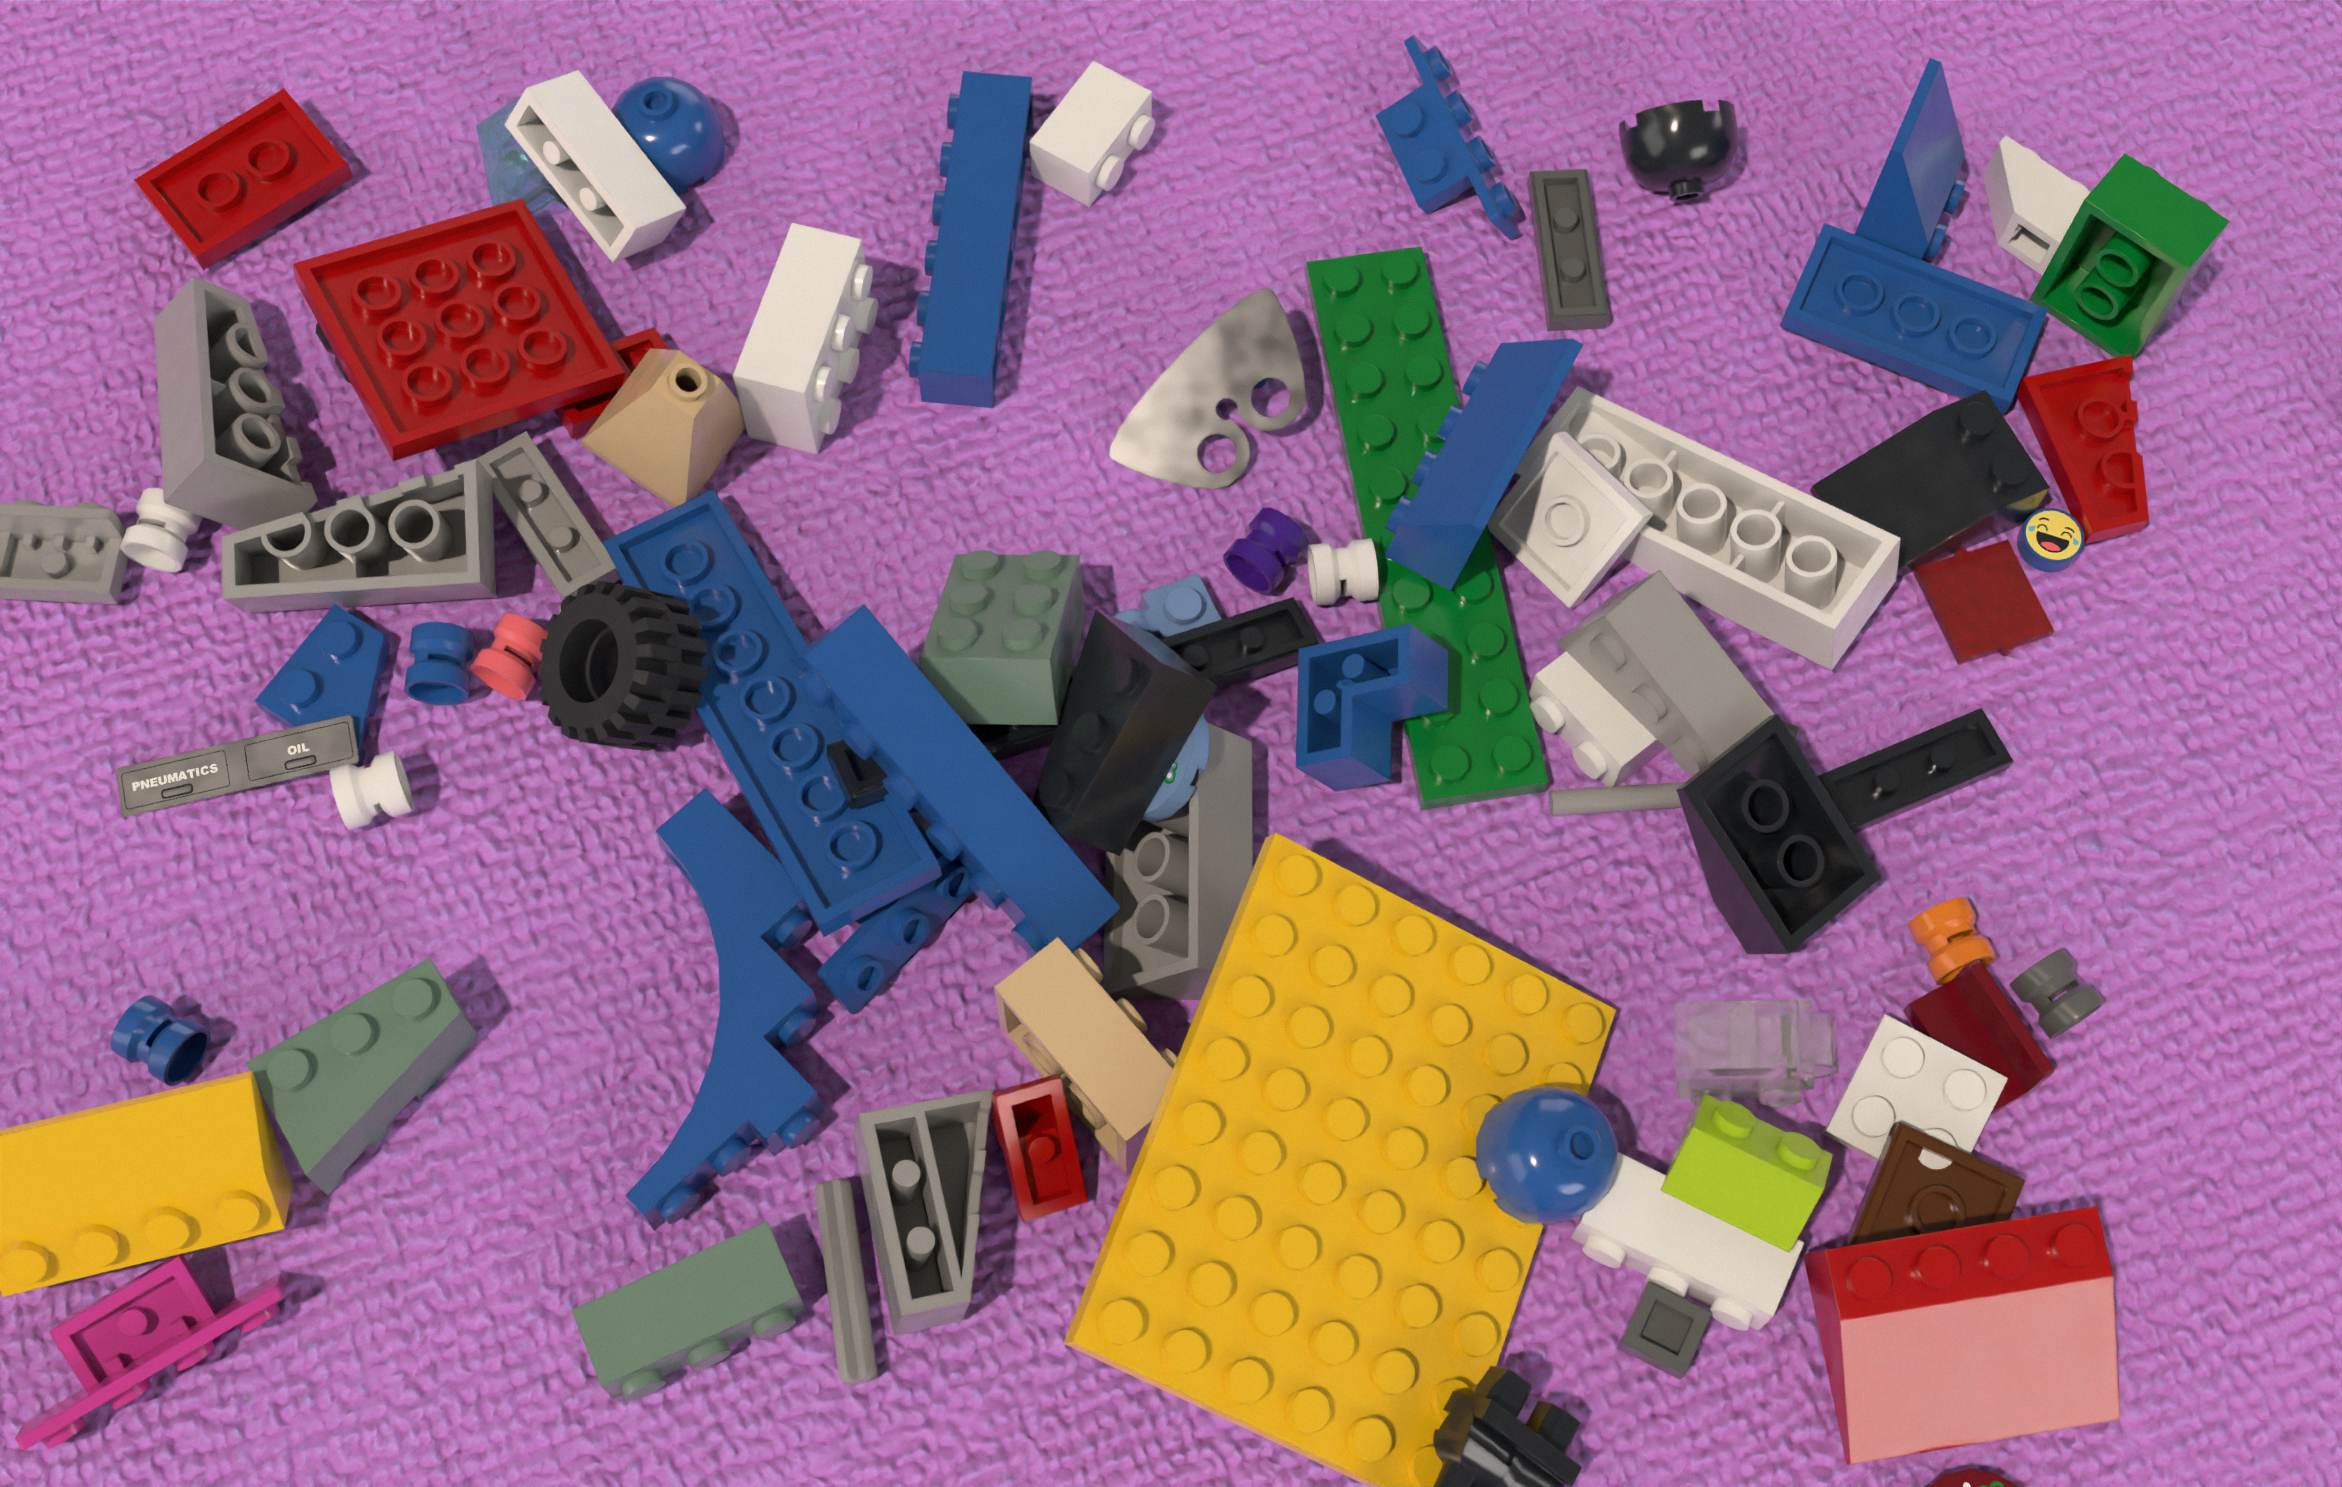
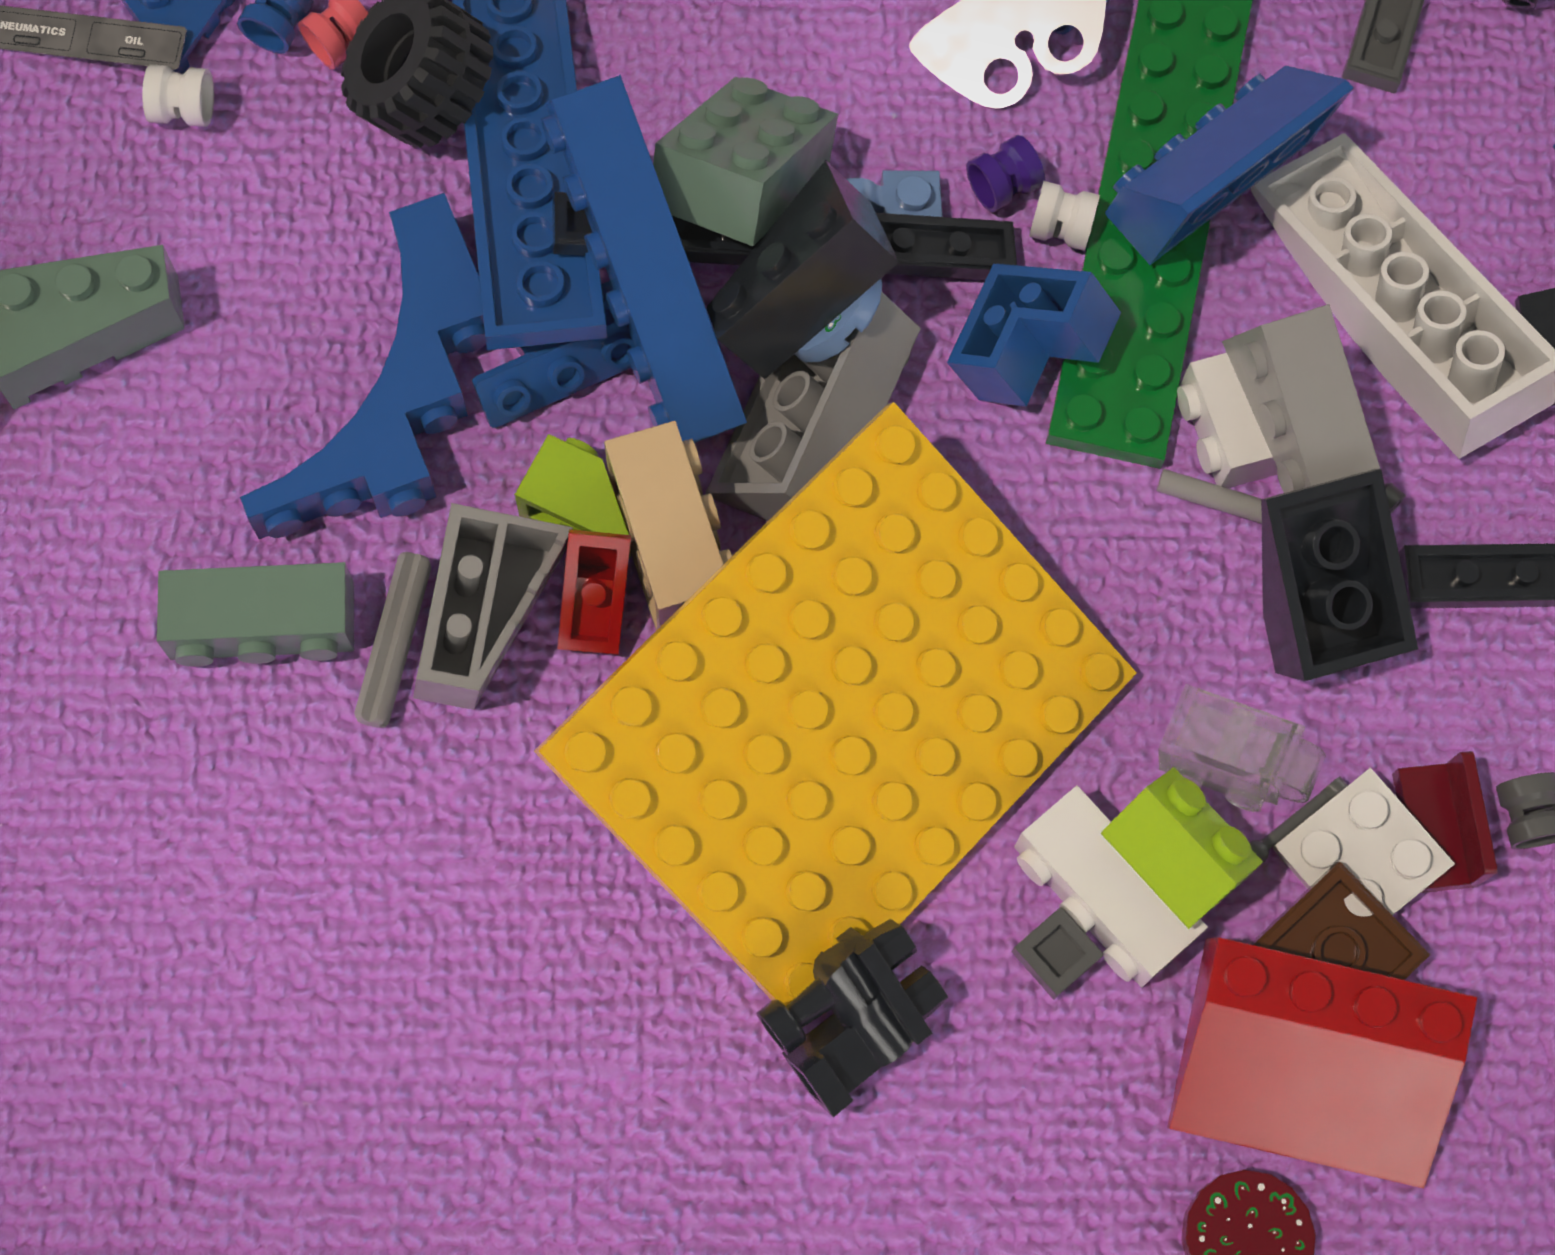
camera: 20 degrees right, 5 degrees up
(970, 1049) = (570, 489): none -> lime slope
(1546, 1154) = (1016, 765): blue cylinder -> none
(1568, 519) = (1280, 241): white plate -> none
(1836, 1089) = (1262, 847): none -> dark grey hinge
(1950, 938) = (1460, 726): orange wheel -> none

